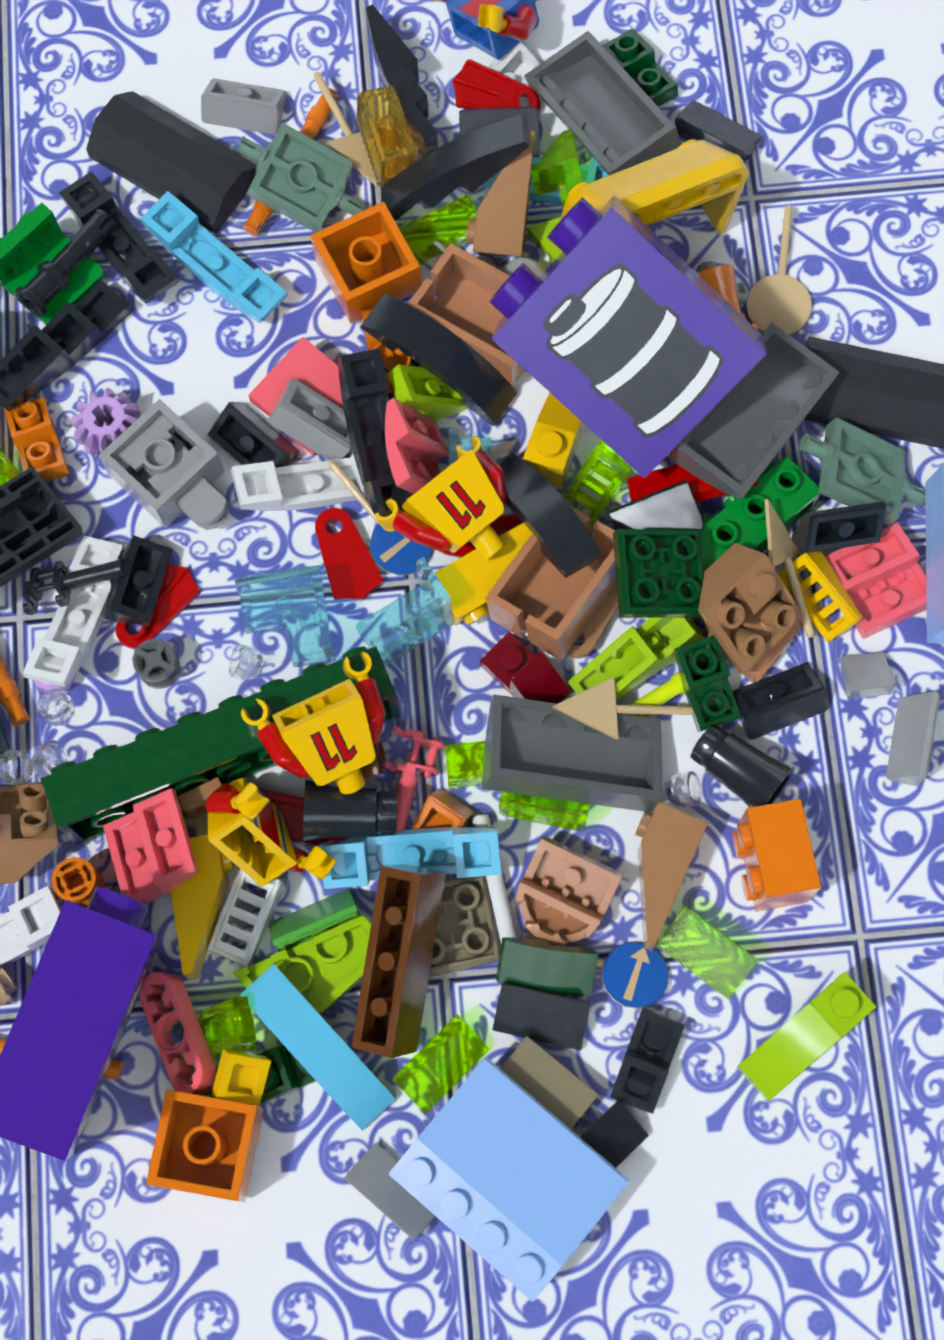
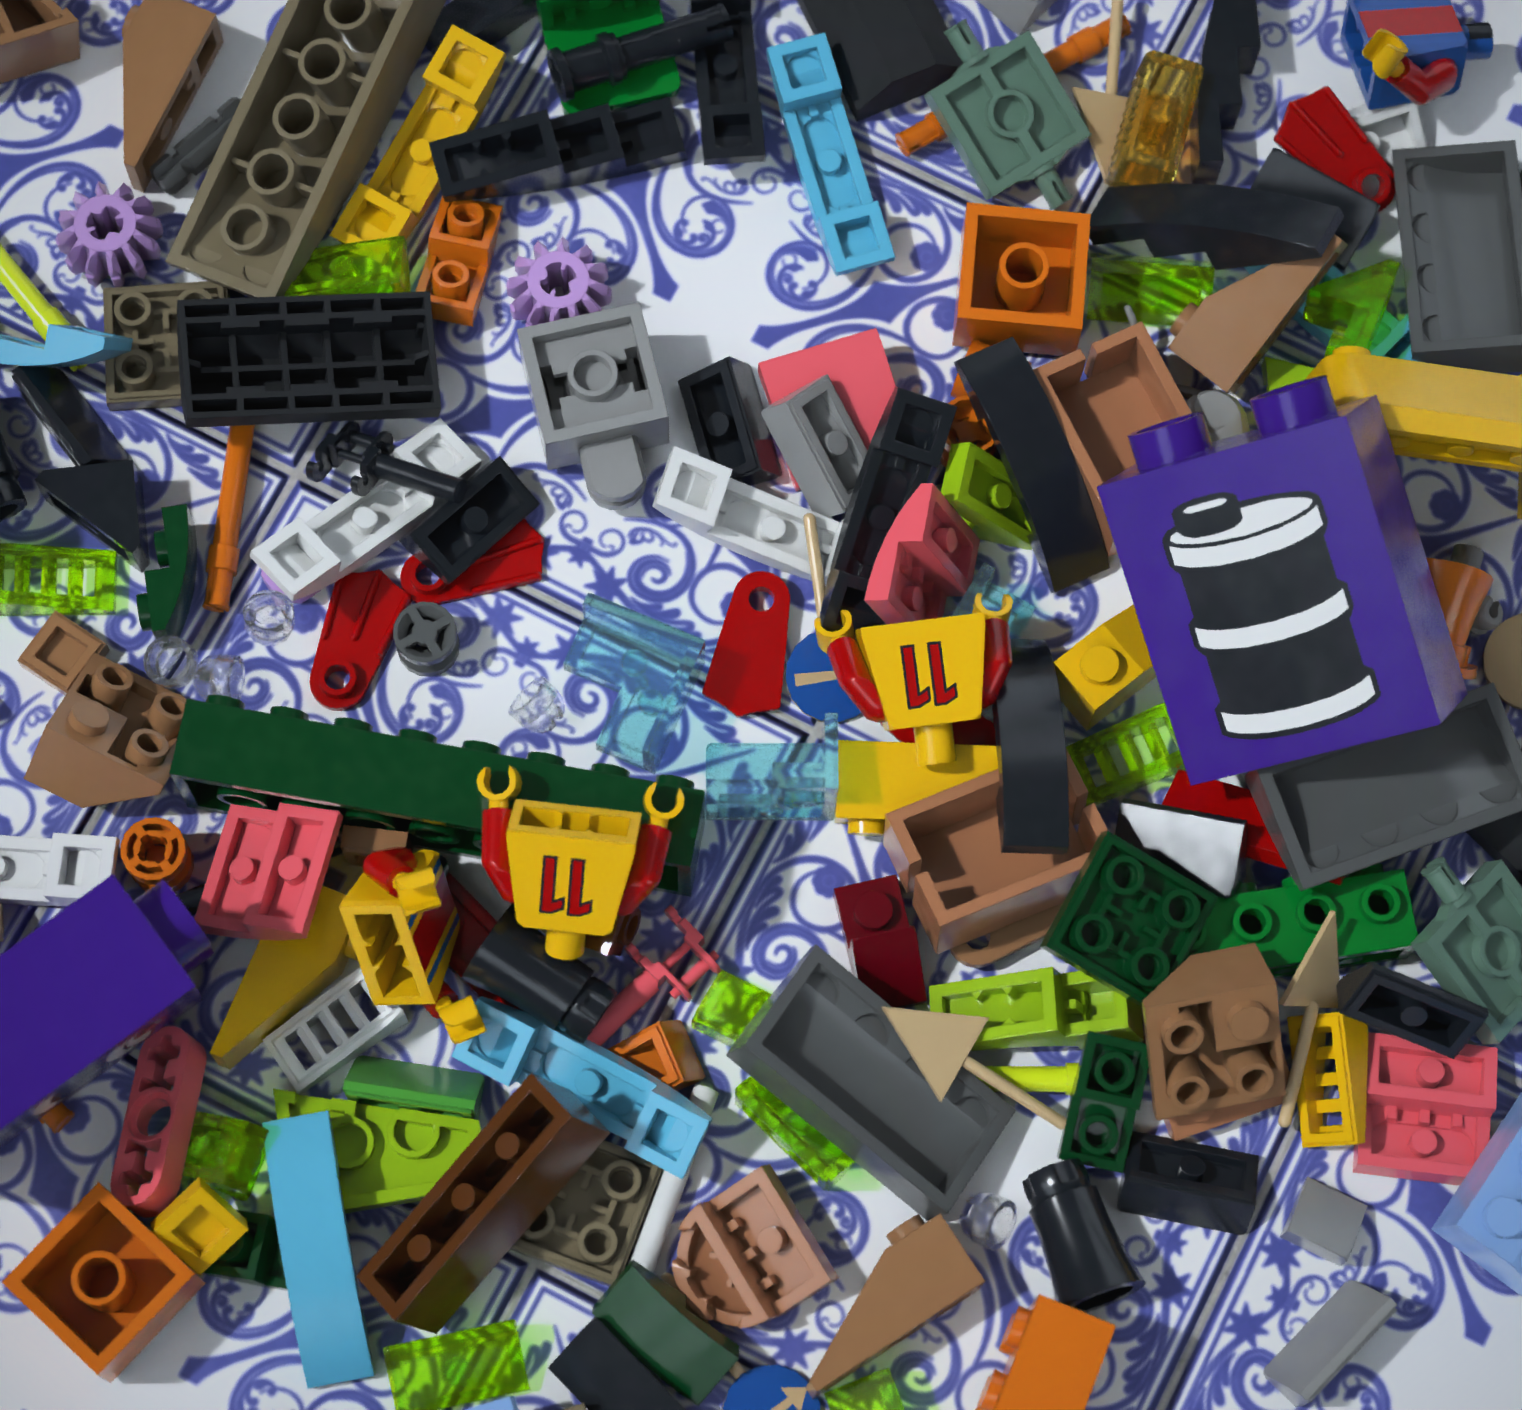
camera: 25 degrees right, 0 degrees up
(113, 687) = (356, 636): none -> red piece

